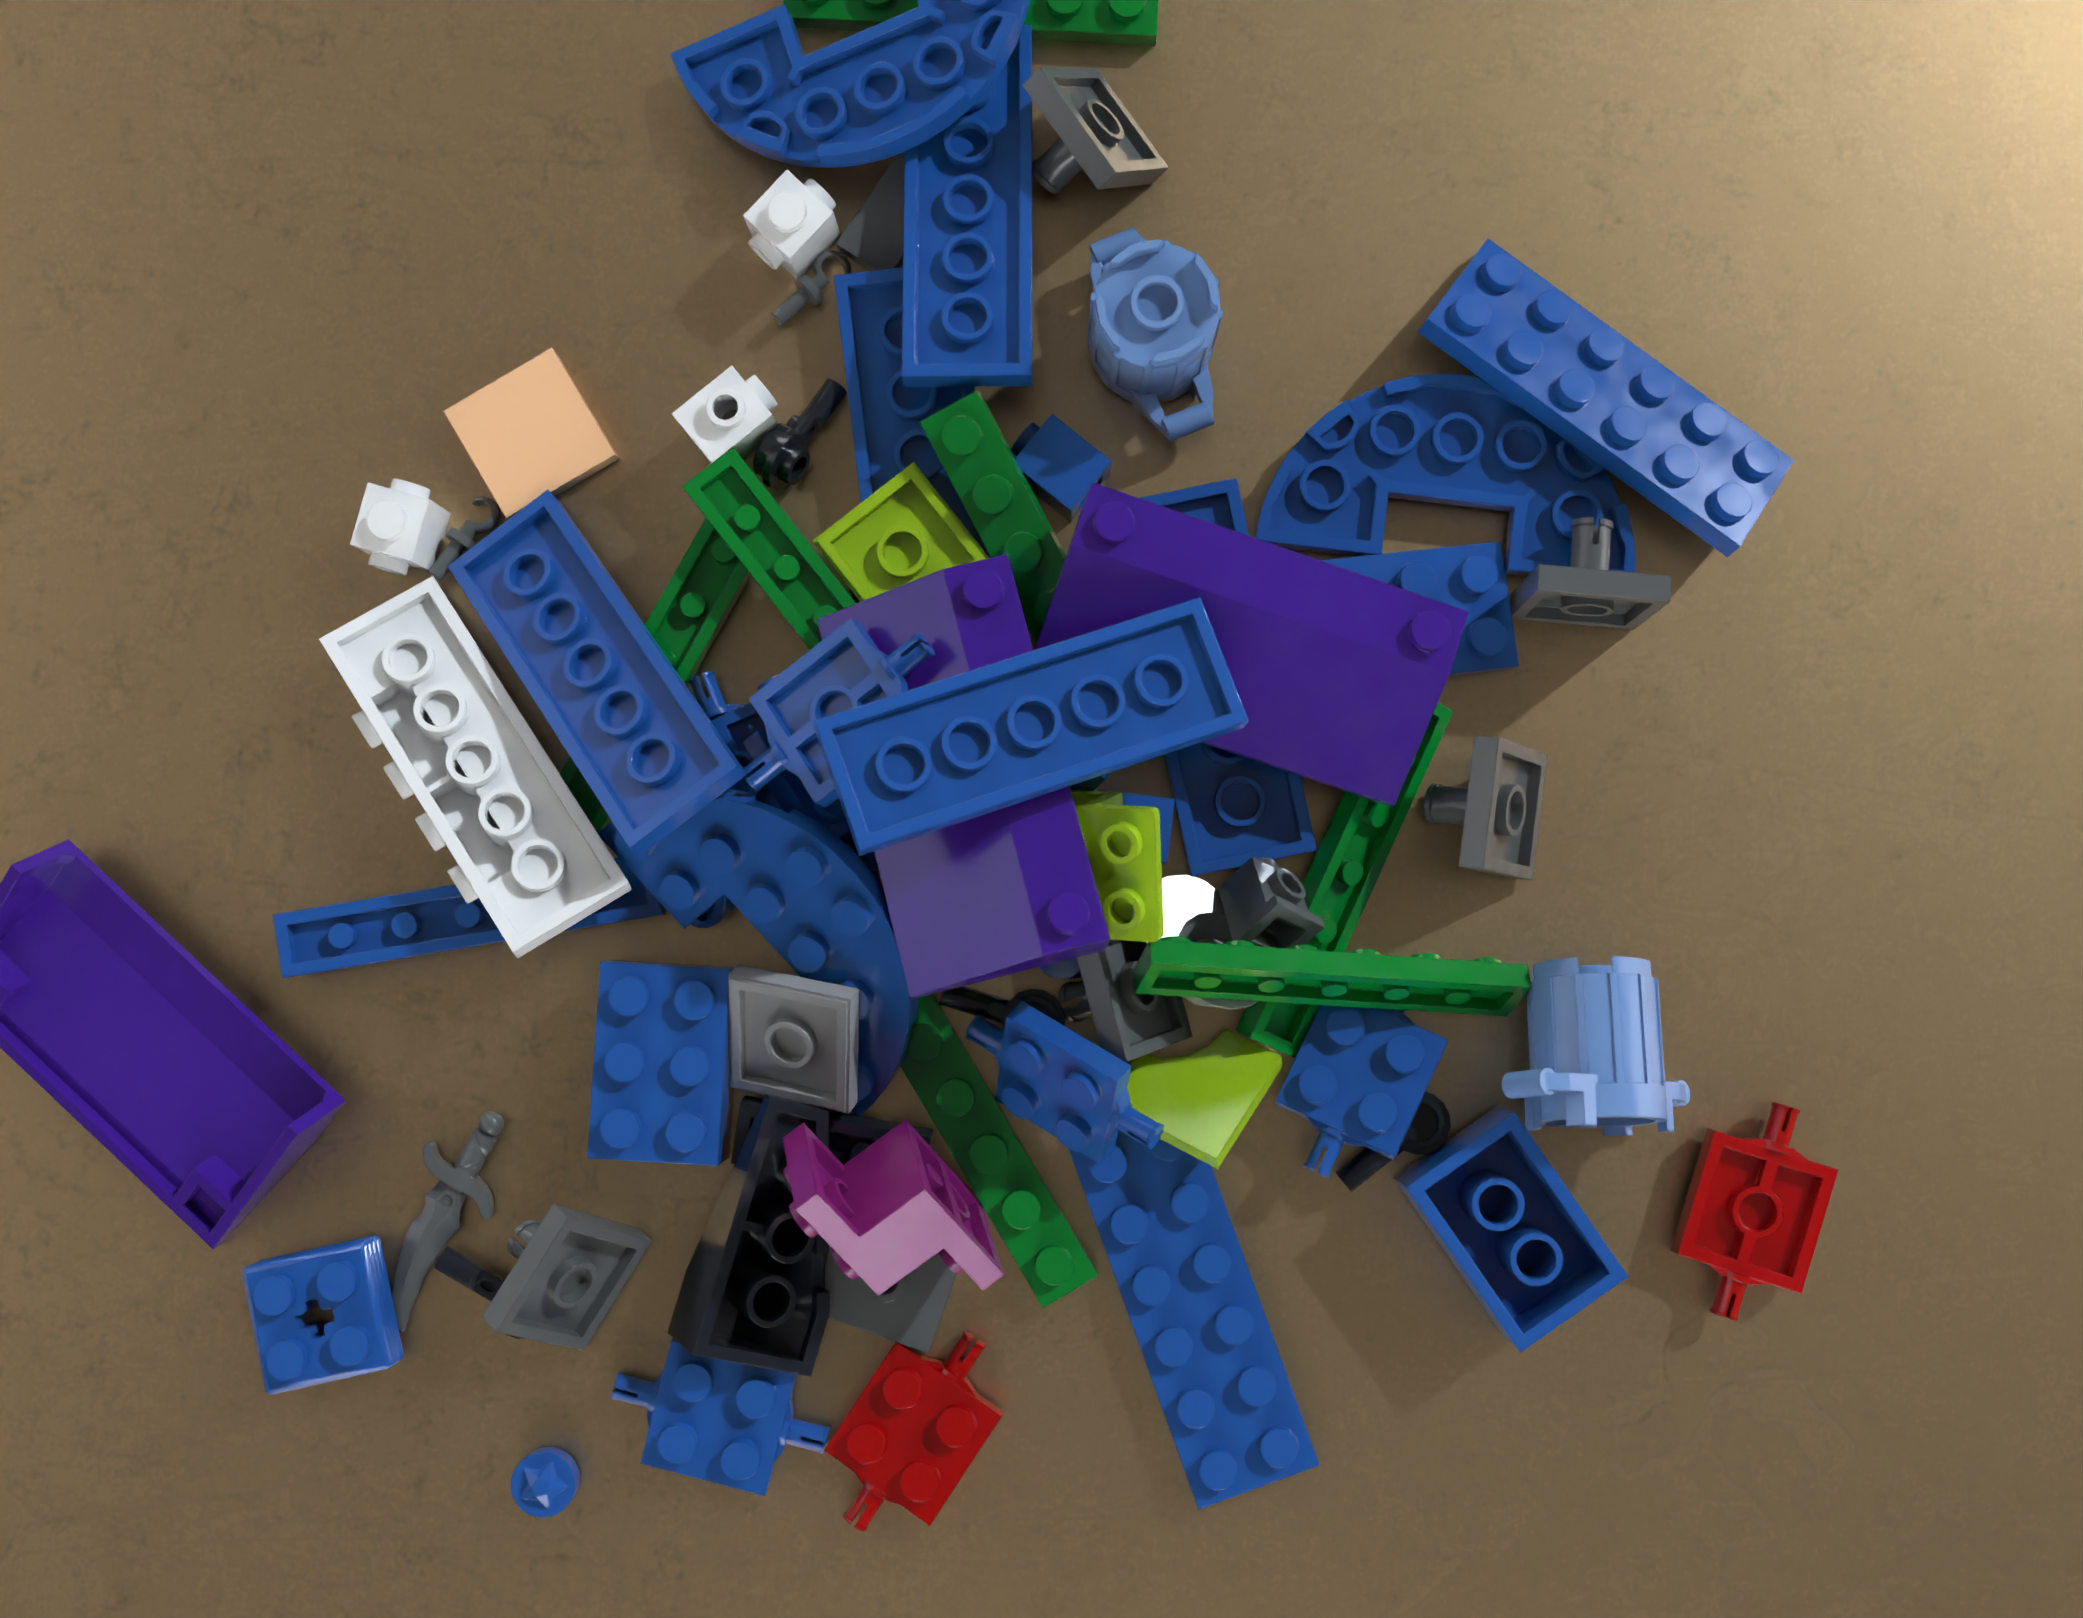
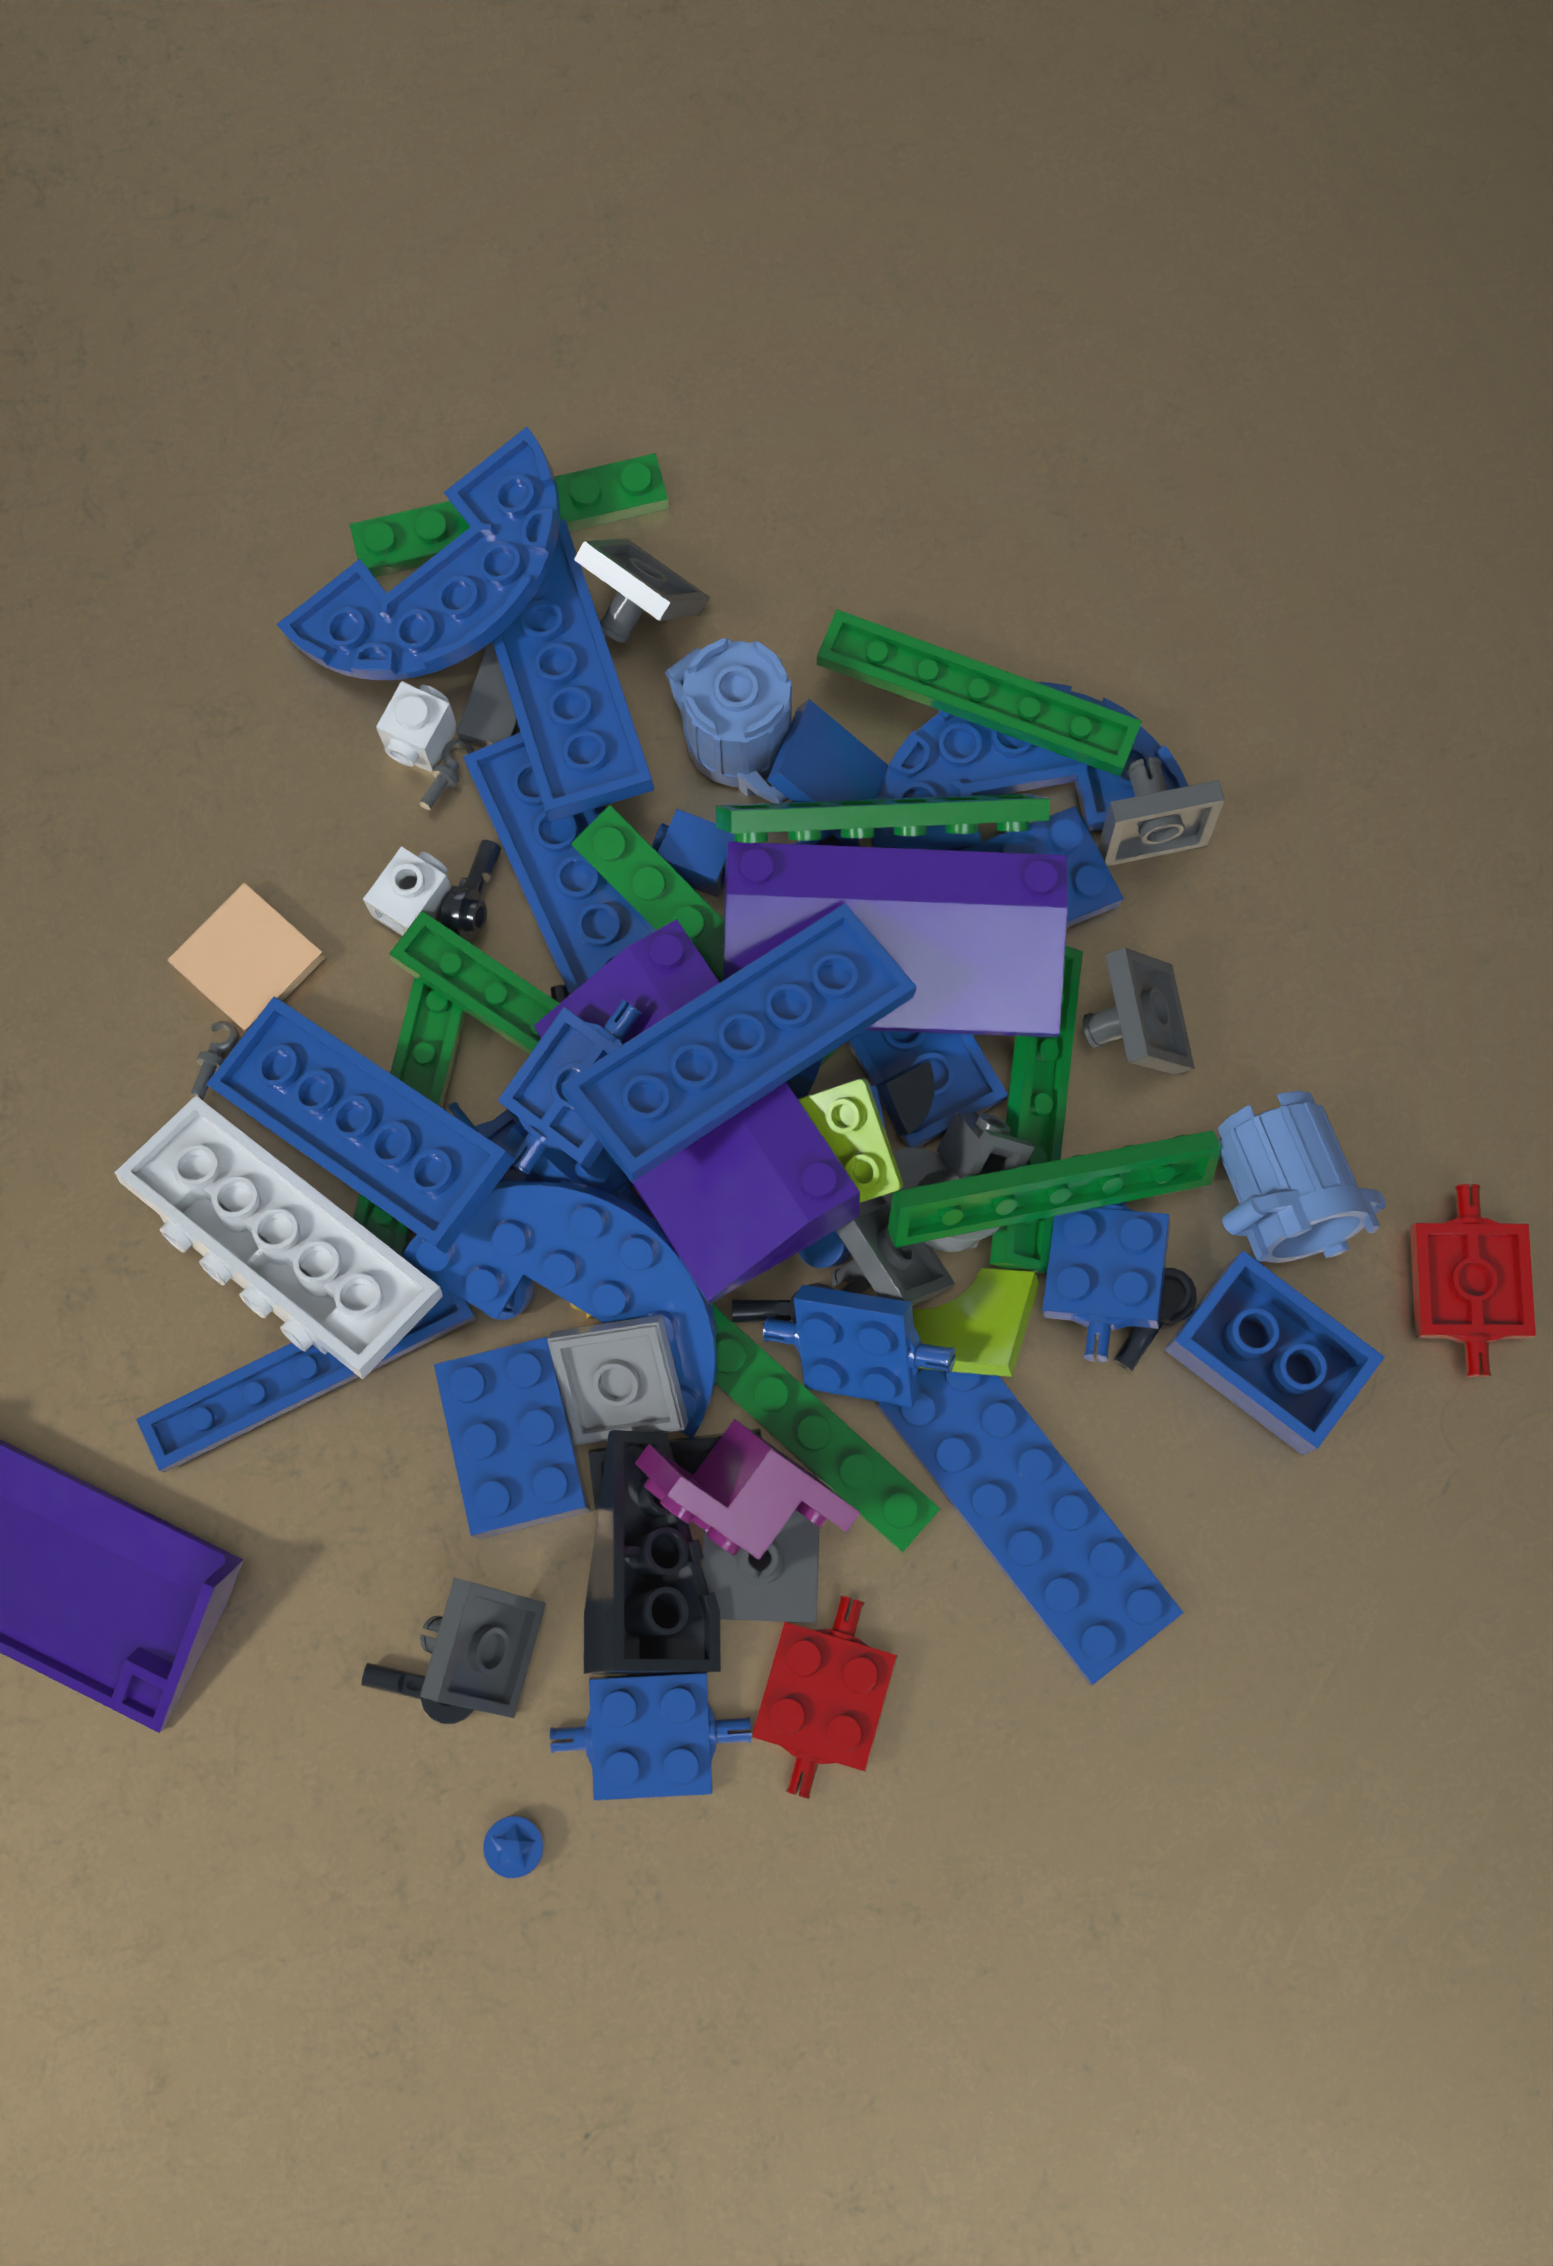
camera: 20 degrees left, 10 degrees down
(340, 1277) = (309, 1772): blue brick -> none
(400, 527) = (158, 1062): white brick -> none
(442, 1210) = (354, 1638): dark grey piece -> none
(897, 537) = (575, 943): lime tile -> none
(1206, 822) = (908, 1097): none -> black tile
(1234, 423) = (825, 763): none -> blue tile
(1253, 492) = (860, 817): none -> green plate
(1434, 380) = (978, 692): none -> green plate
(1607, 397) = (1126, 668): blue plate -> none

